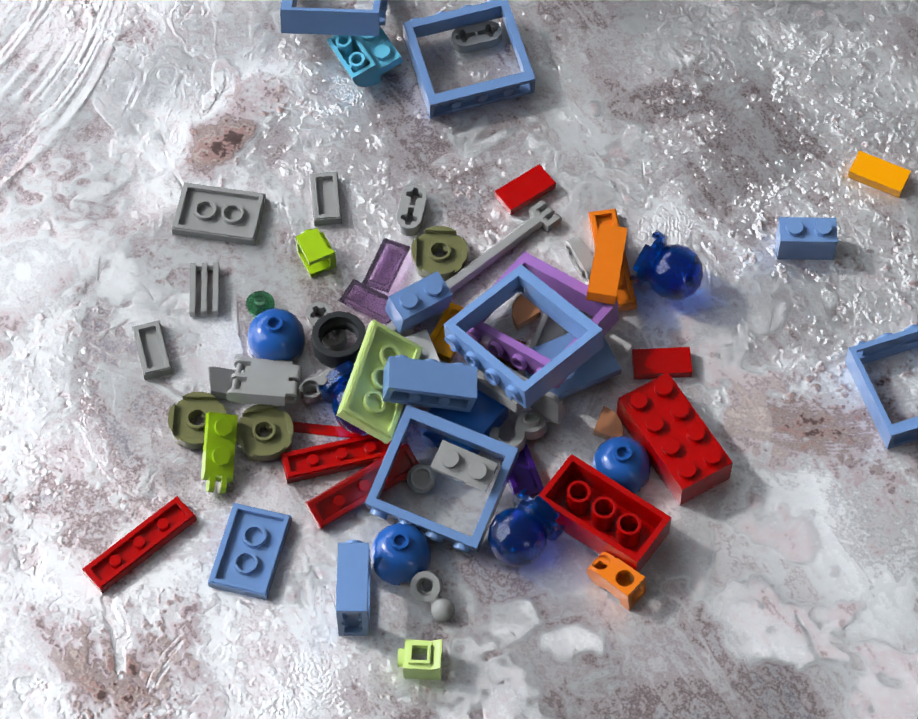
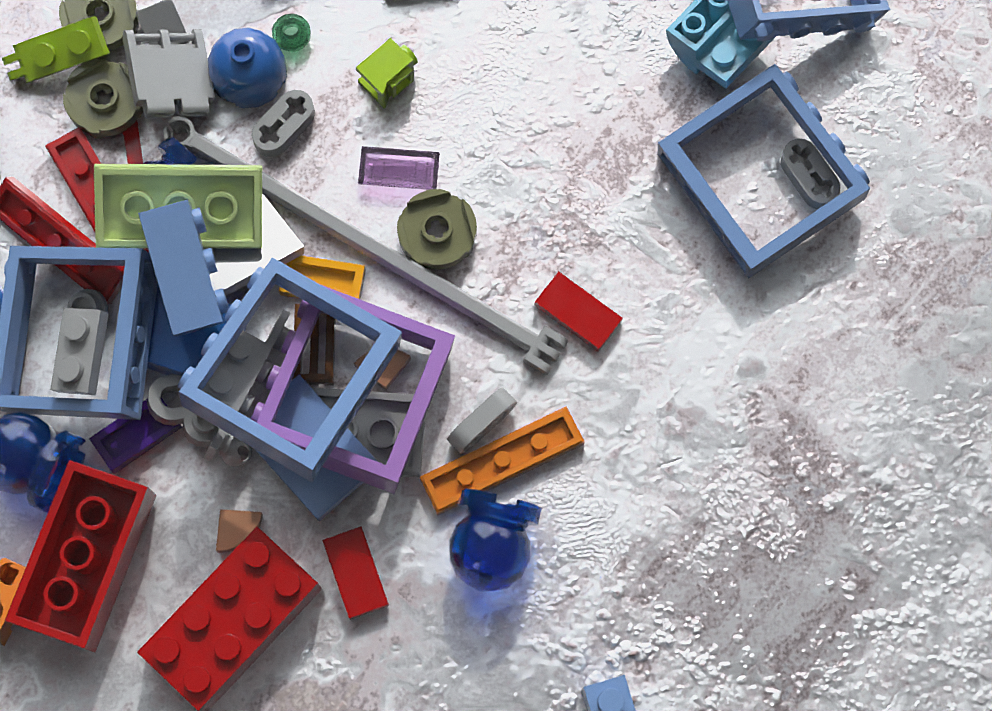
camera: 70 degrees right, 15 degrees up
(326, 198) = (481, 62): light grey tile -> none
(331, 322) = (250, 112): black tyre -> none
(366, 301) = (335, 166): clear purple tile -> none
(406, 209) = (494, 166): light grey beam -> none
(418, 302) = (332, 221): medium blue brick -> none
(607, 264) = (464, 451): orange tile -> none
(624, 462) = (174, 560): blue cylinder -> none

